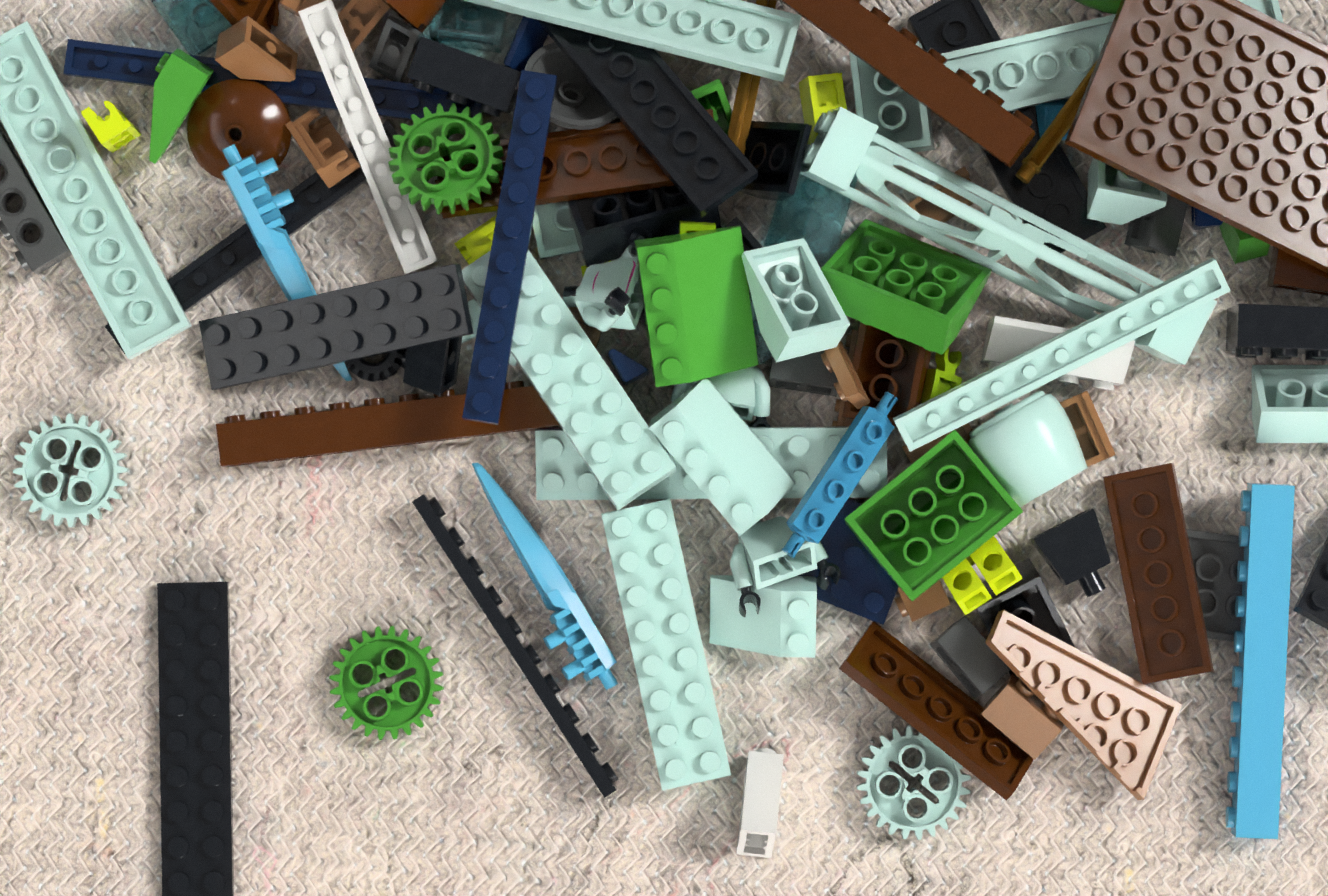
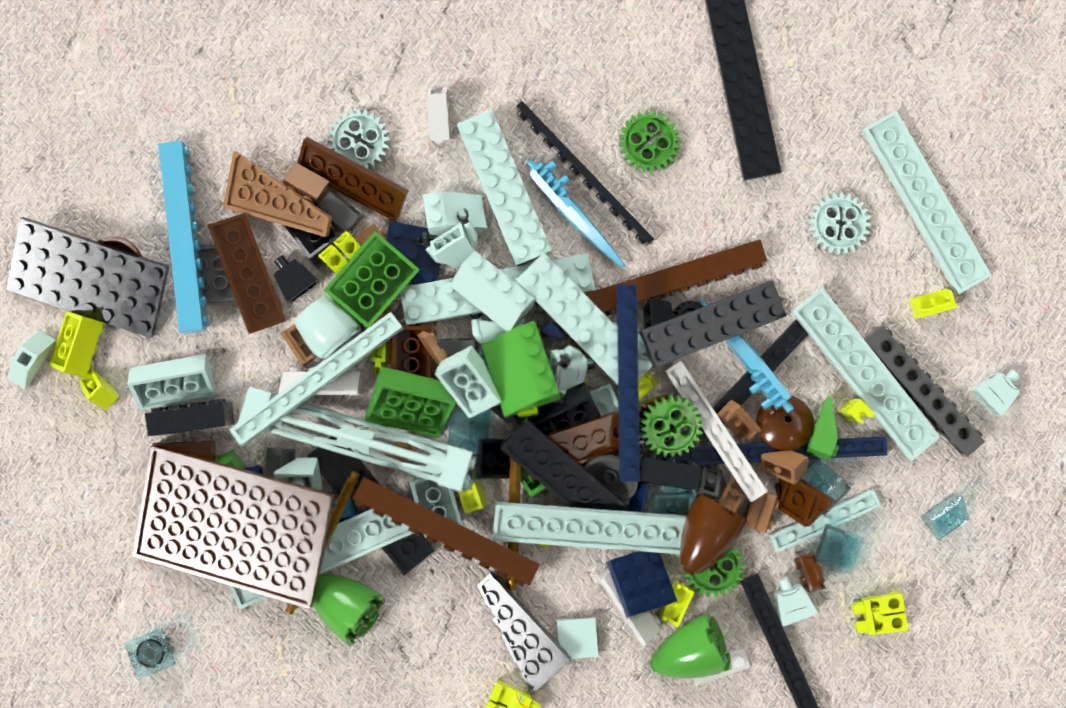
camera: 170 degrees right, 0 degrees up
(840, 475) = (426, 292): dark azure plate -> none

